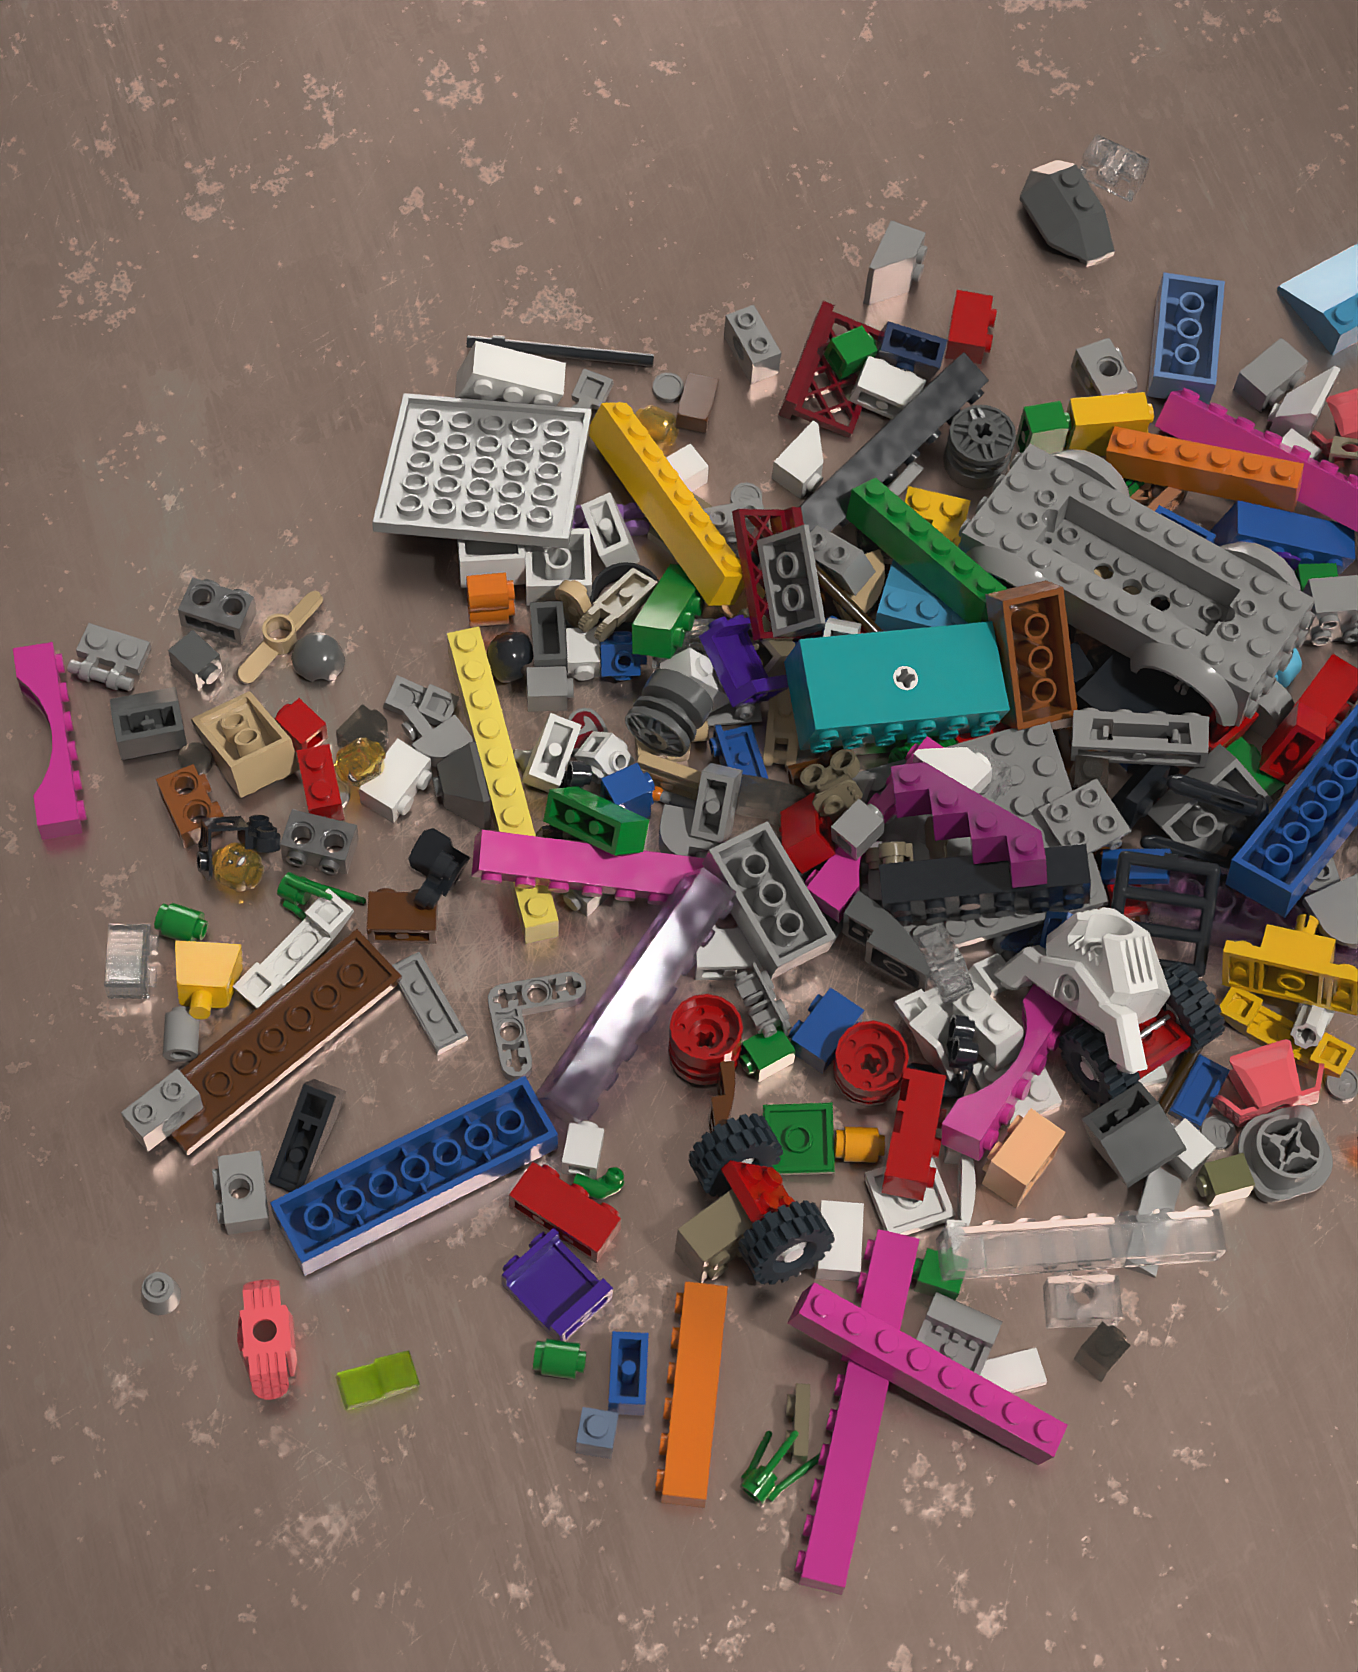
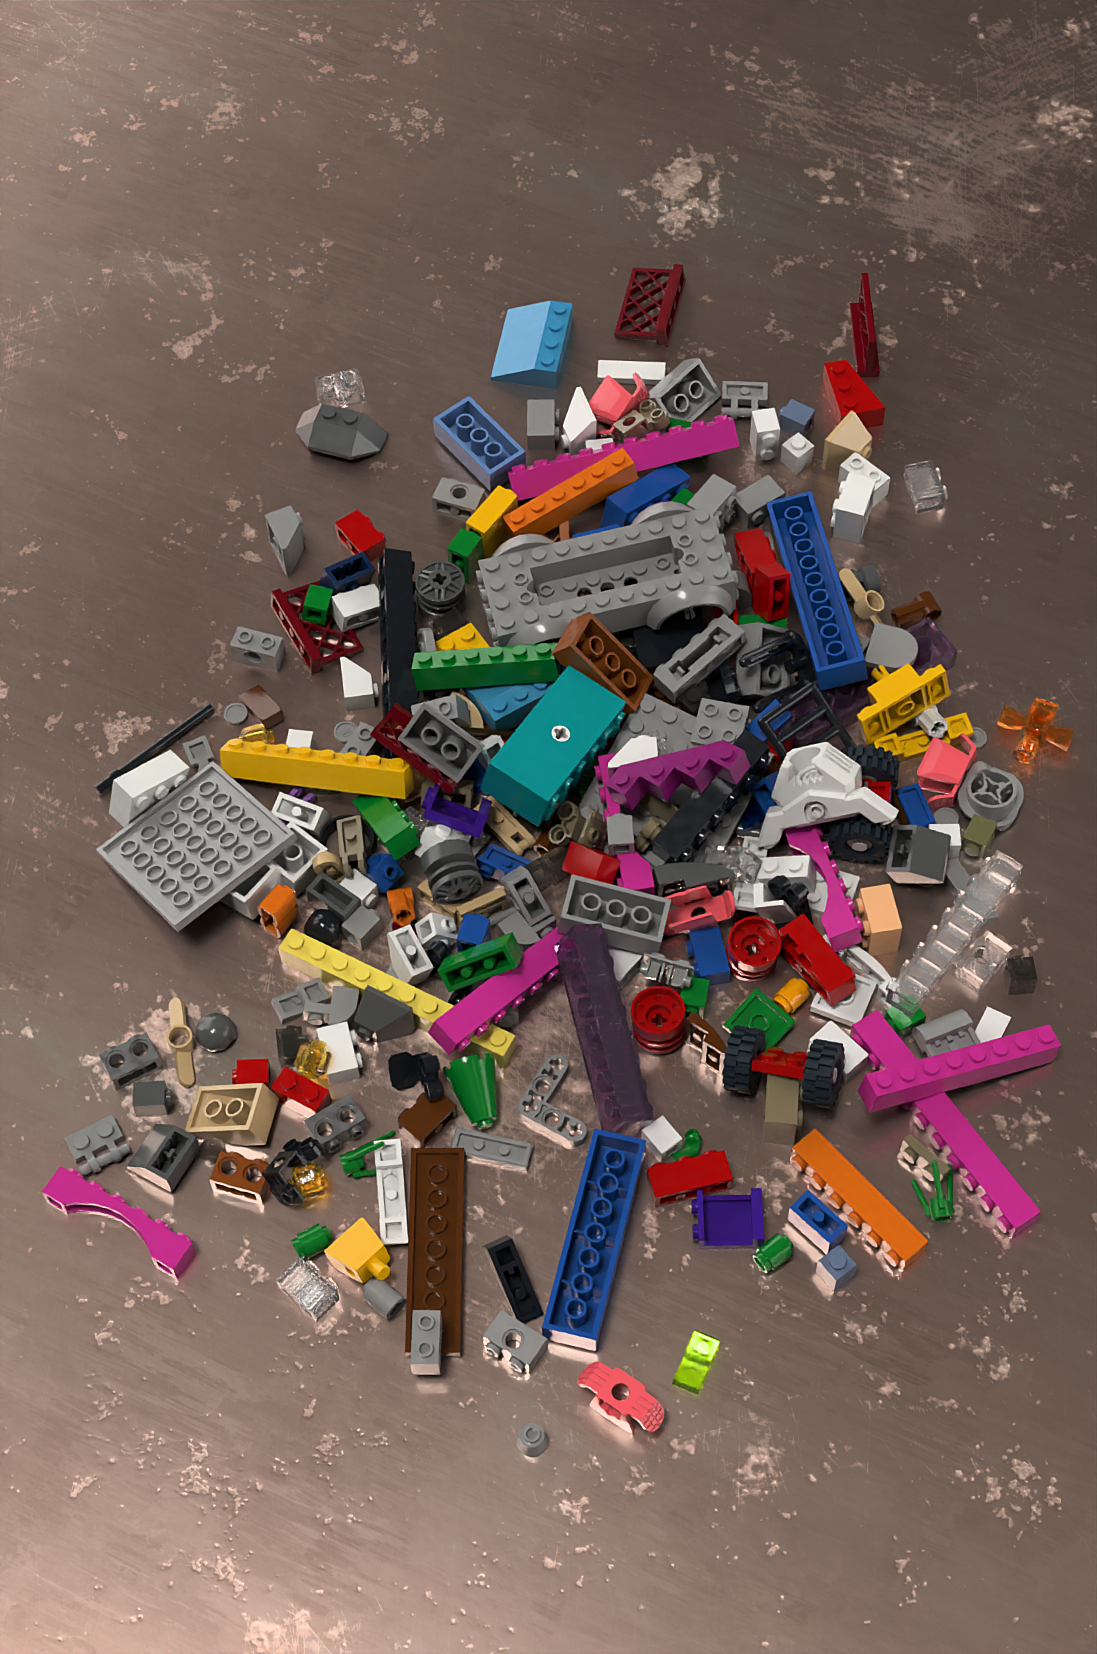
camera: 40 degrees left, 5 degrees down
(471, 932) = (475, 1088): none -> green cone
(604, 701) = (401, 905): none -> orange piece
(841, 969) = (681, 919): none -> coral piece
(952, 483) = (448, 623): none -> clear smoke brick

